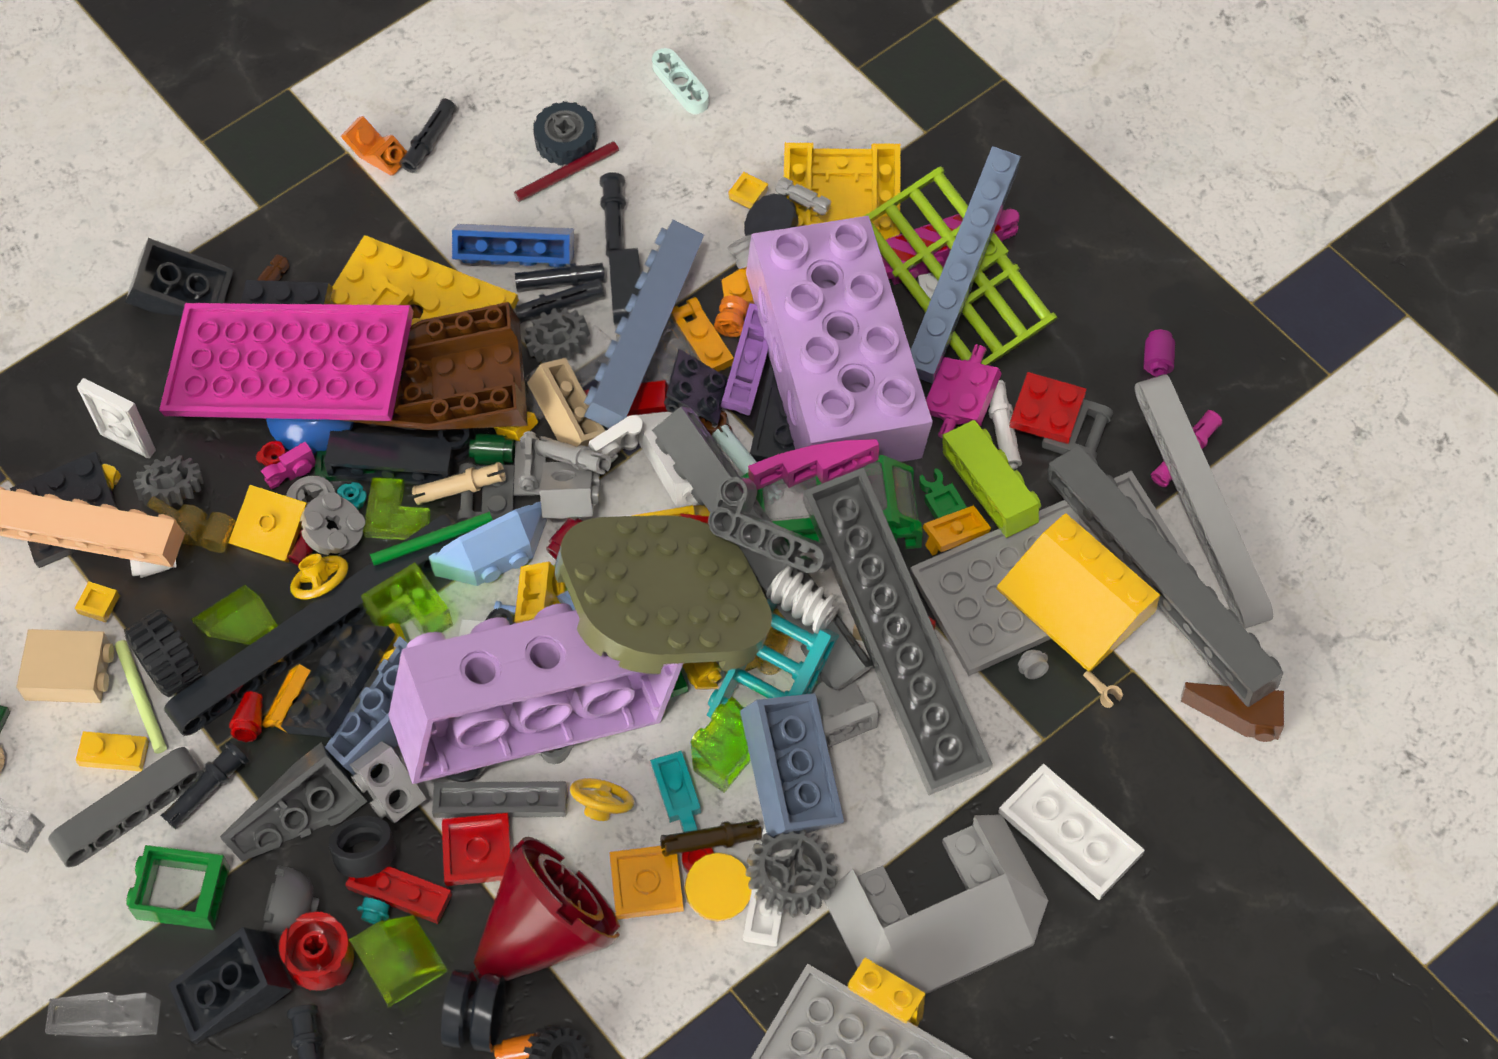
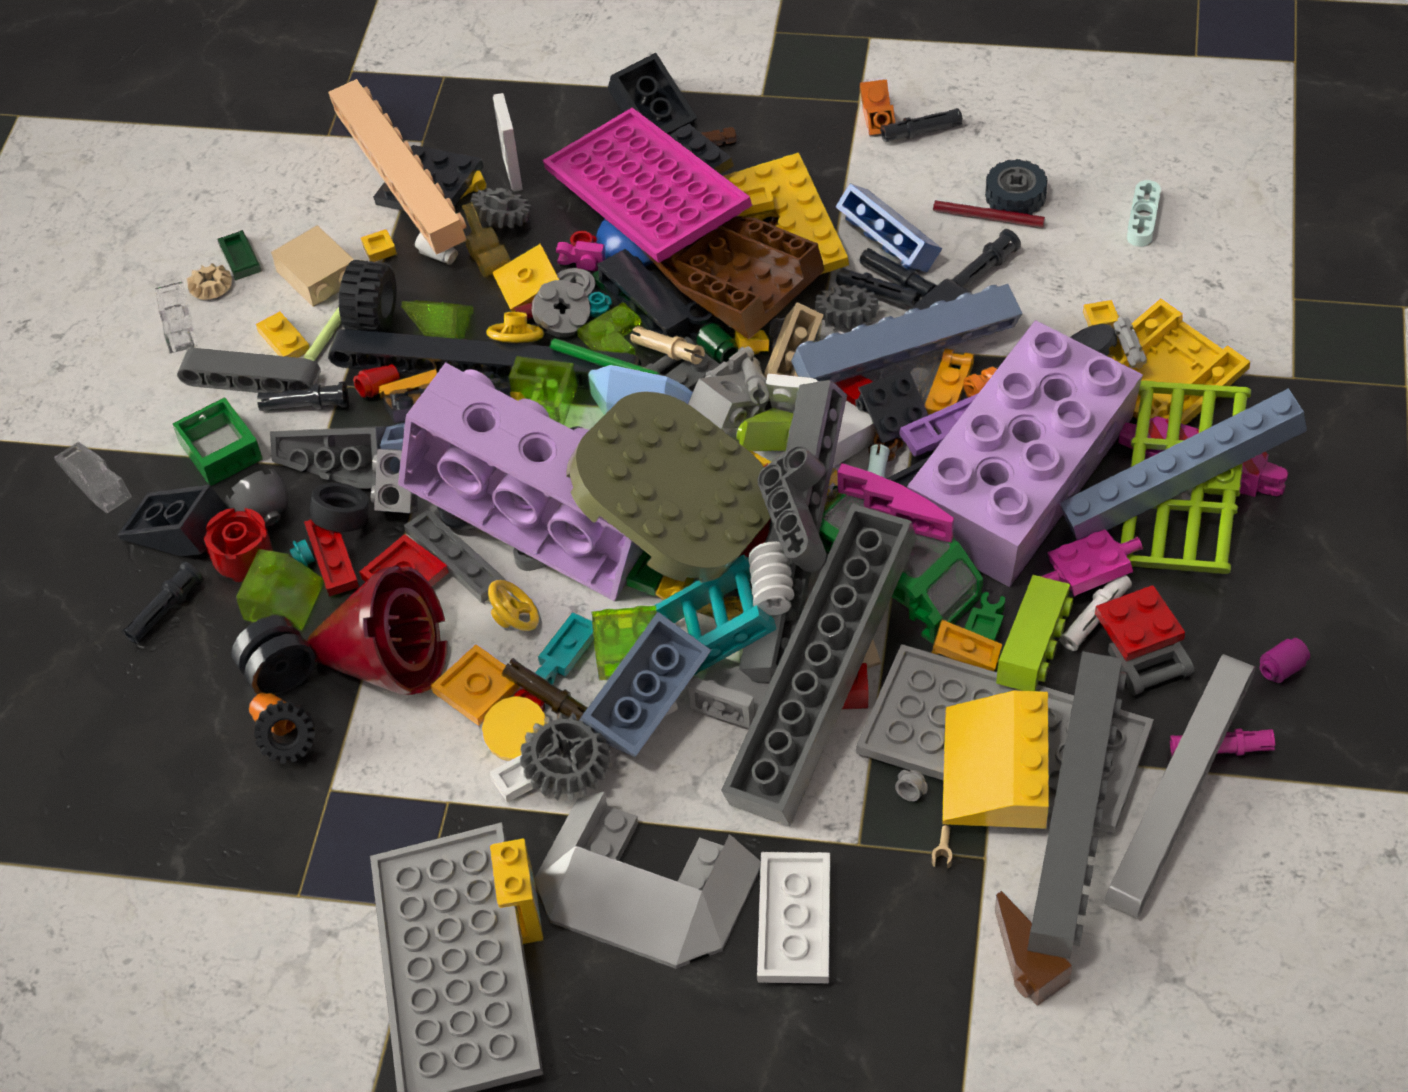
camera: 50 degrees right, 10 degrees down
(631, 483) = (766, 431): none -> lime slope

